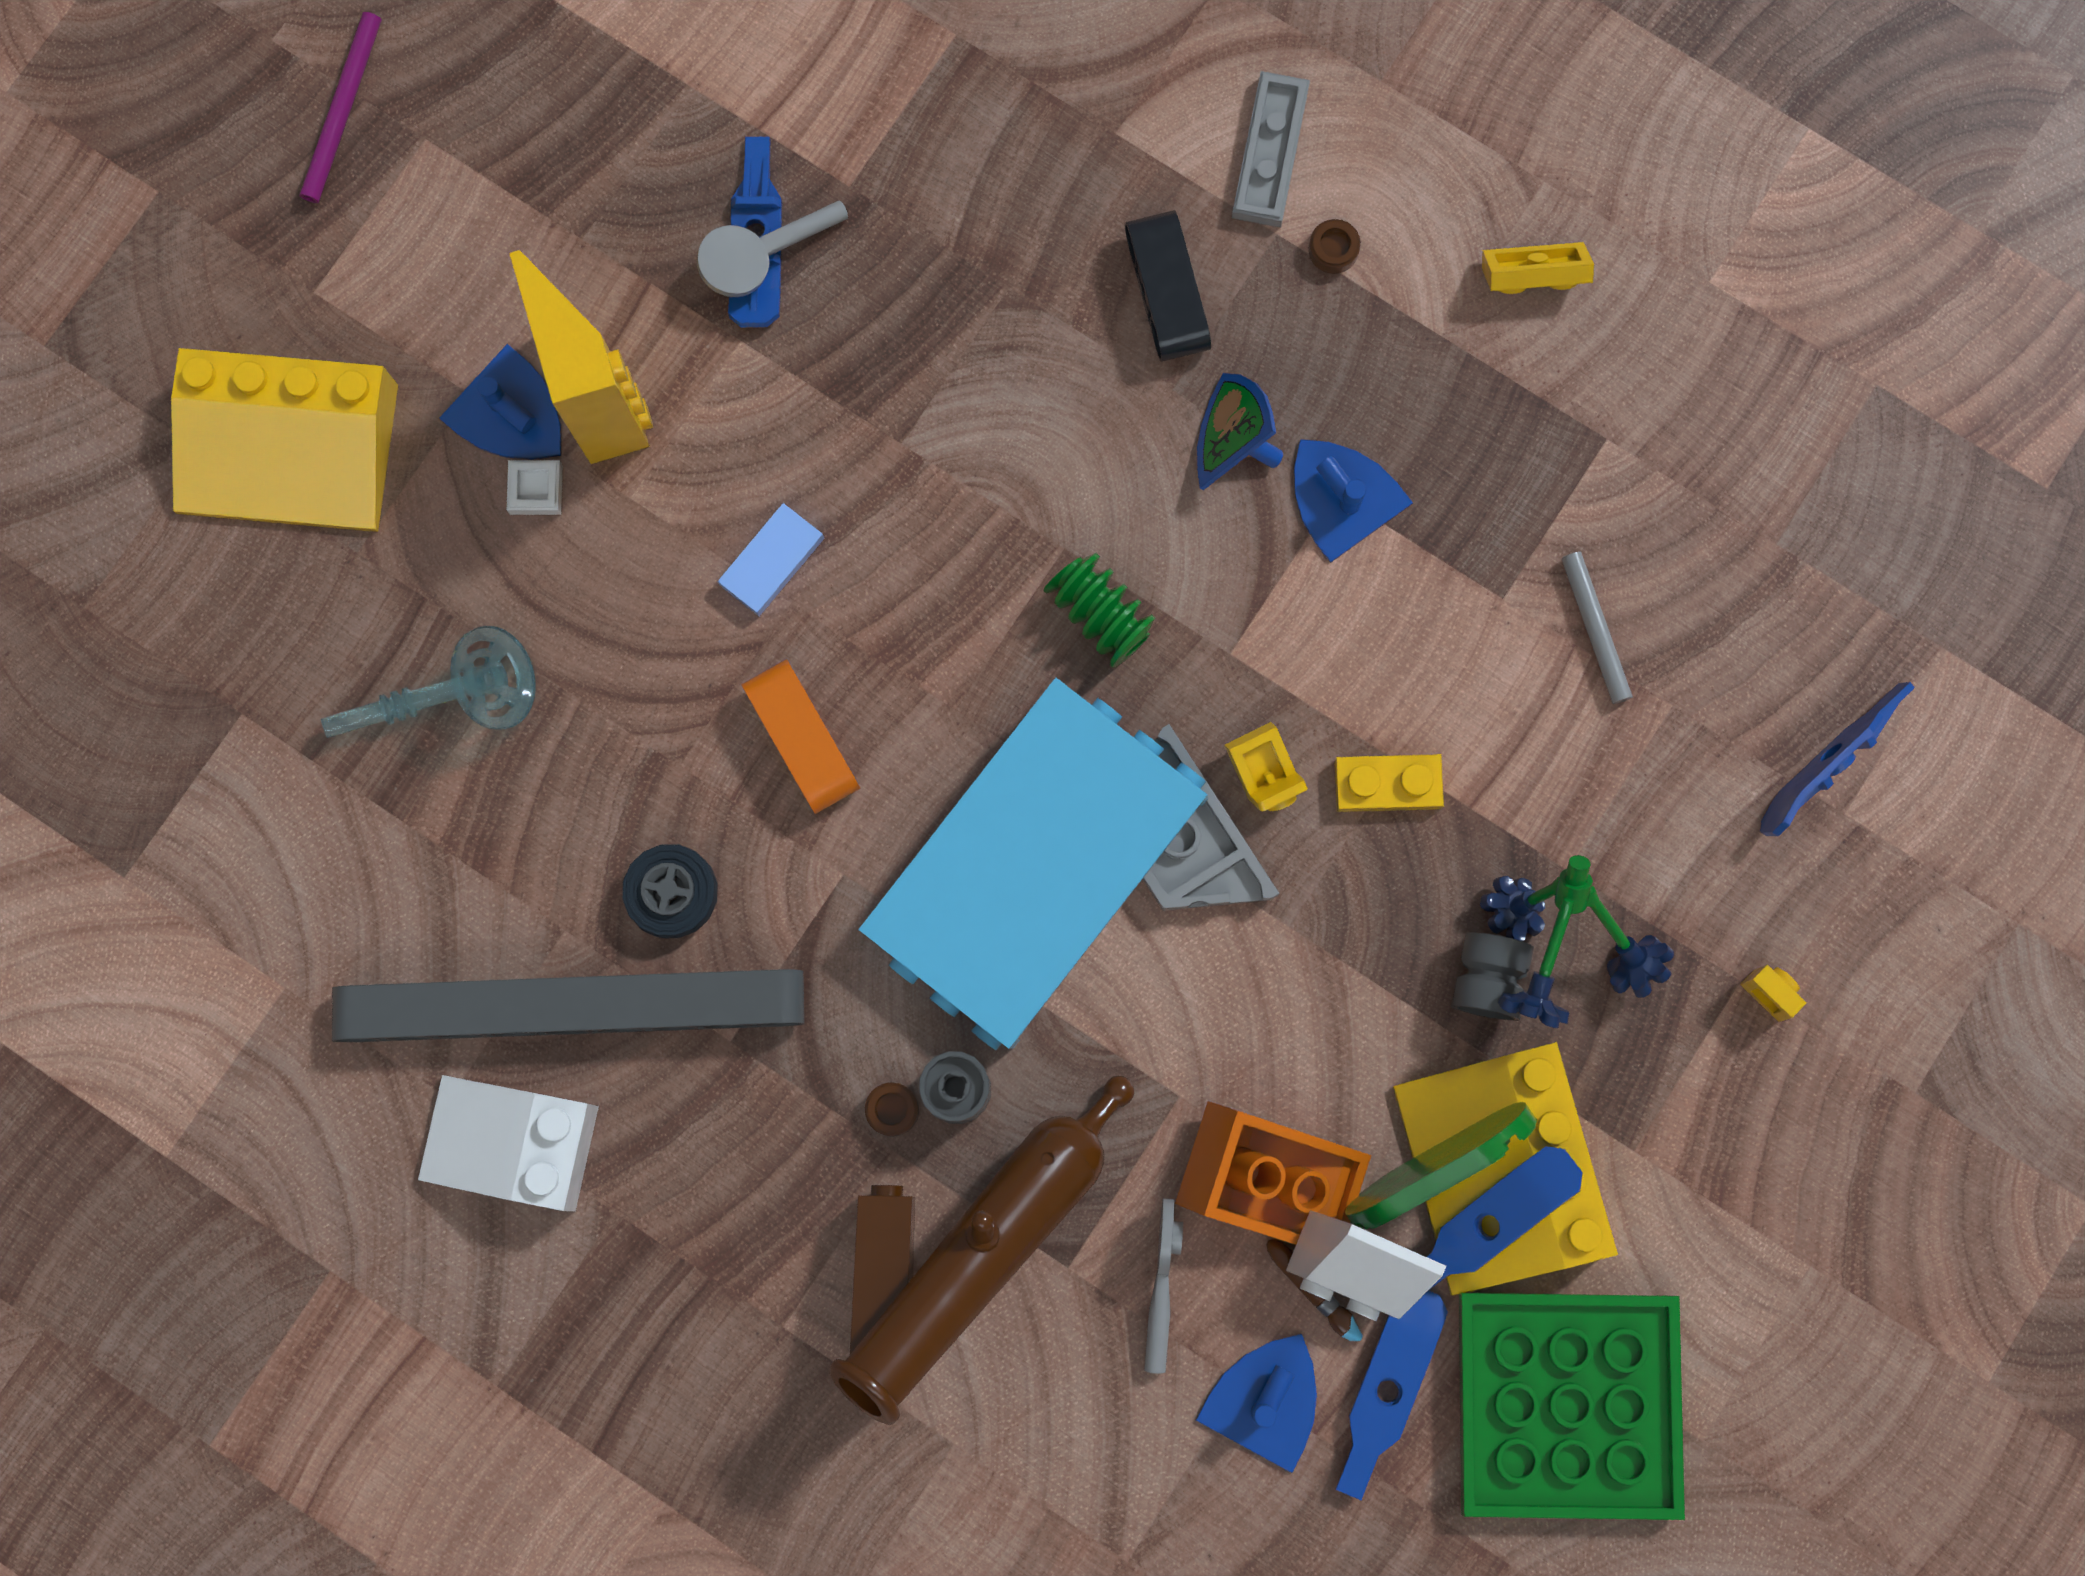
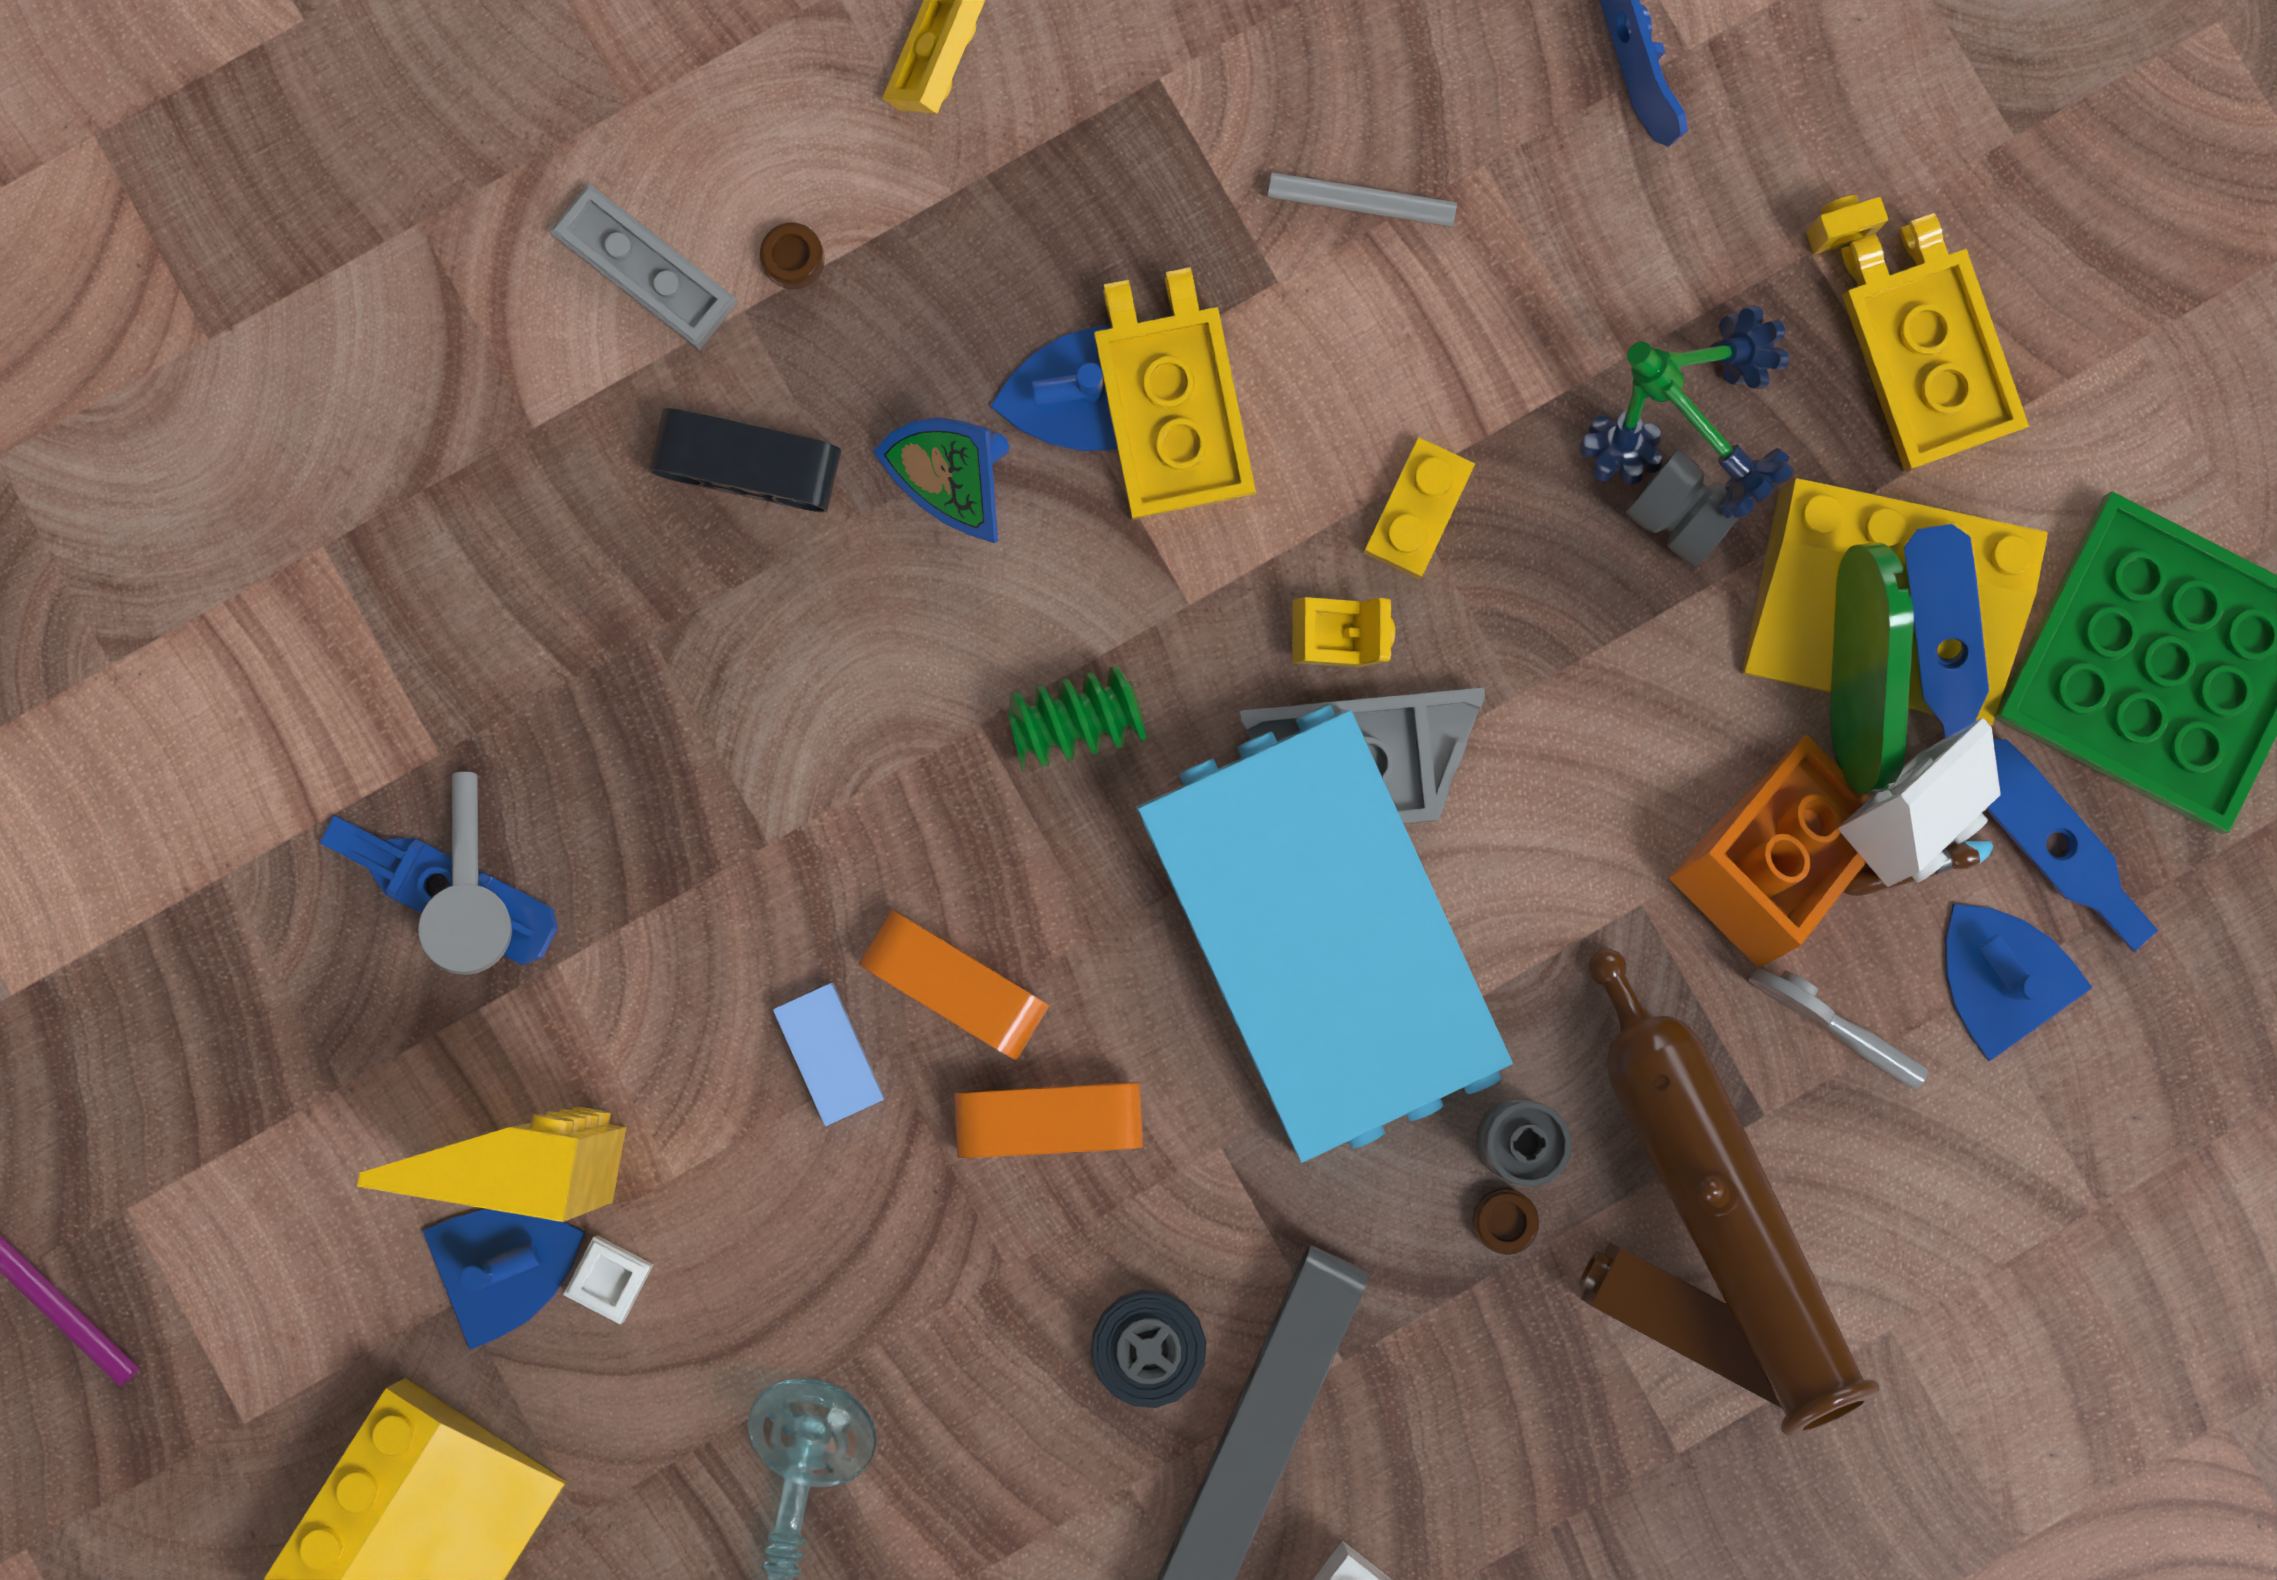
camera: 70 degrees left, 5 degrees up
(864, 620) = (954, 984): none -> orange beam
(1371, 564) = (1172, 403): none -> yellow tile
(1715, 1106) = (1930, 347): none -> yellow tile

